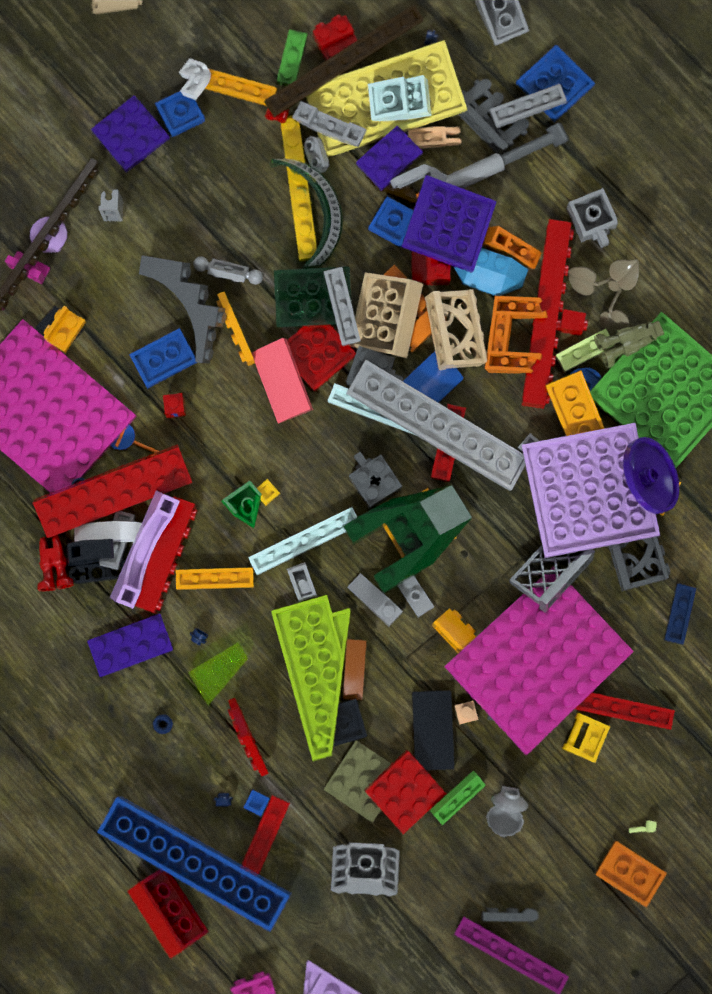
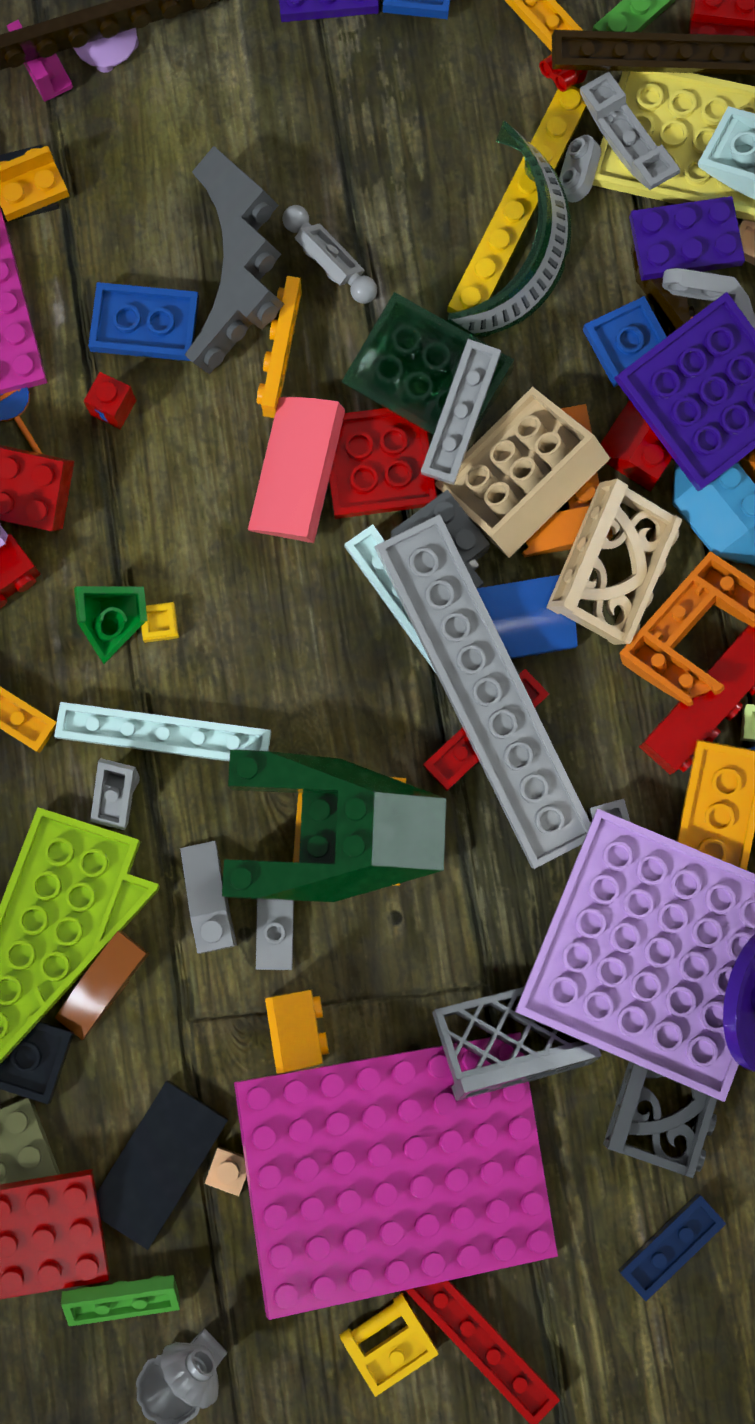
camera: 30 degrees right, 0 degrees up
(111, 209) = (220, 51): light grey hinge -> none
(378, 470) = (331, 691): dark grey hinge -> none

